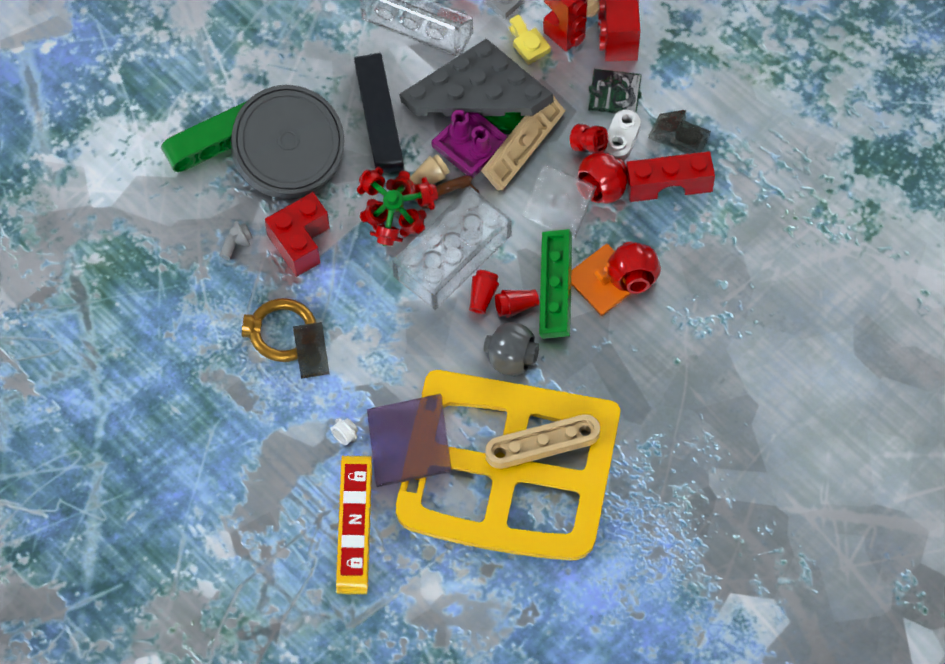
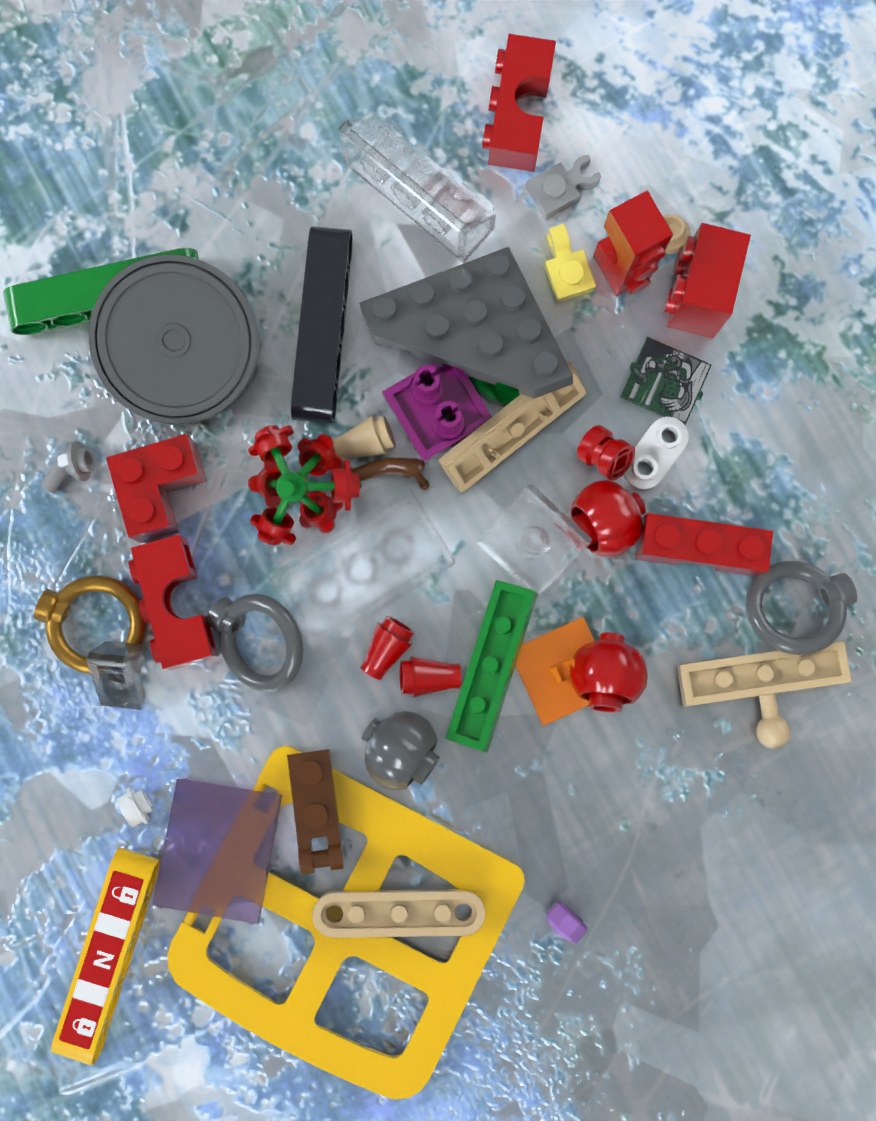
camera: 15 degrees right, 20 degrees up
(343, 320) = (159, 570): none -> red arch
(372, 301) = (229, 617): none -> dark grey piece
(466, 398) = (315, 810): none -> reddish brown plate
(655, 422) = (566, 922): none -> medium lavender tile
(679, 134) = (736, 474): clear smoke slope -> none
(737, 244) = (763, 676): none -> tan plate
(765, 184) = (835, 593): none -> dark grey piece

